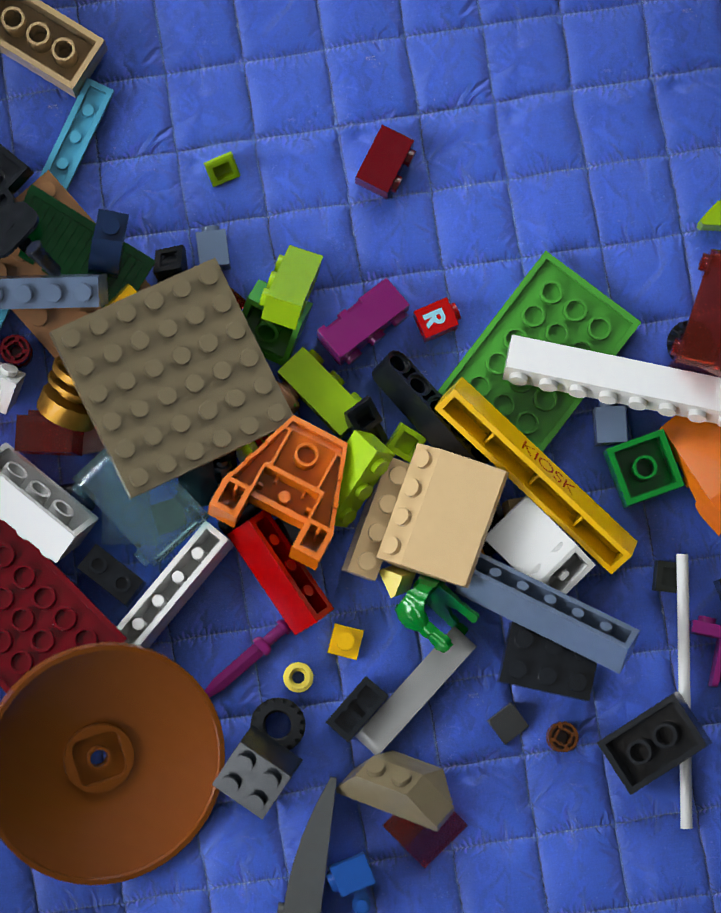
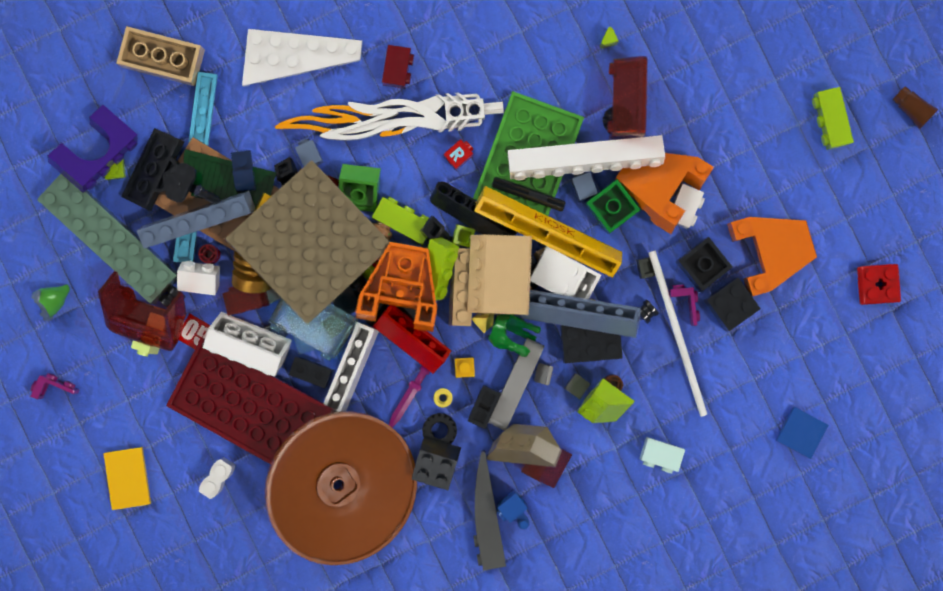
camera: 10 degrees left, 5 degrees up
(222, 169) = (298, 102): lime slope -> none
(227, 94) = (284, 55): none -> white wing
(290, 286) = (363, 163): lime brick -> none
(330, 238) = (384, 127): none -> white piece
(363, 322) = (415, 170): magenta wedge -> none
(462, 688) = (543, 374): none -> light grey slope
(523, 410) = (529, 194): none -> black axle
(542, 762) = (604, 403): none -> lime slope
(605, 868) = (661, 454): none -> light aqua brick
(649, 643) = (647, 311): none -> black wheel
(654, 742) = (669, 371): black brick -> none

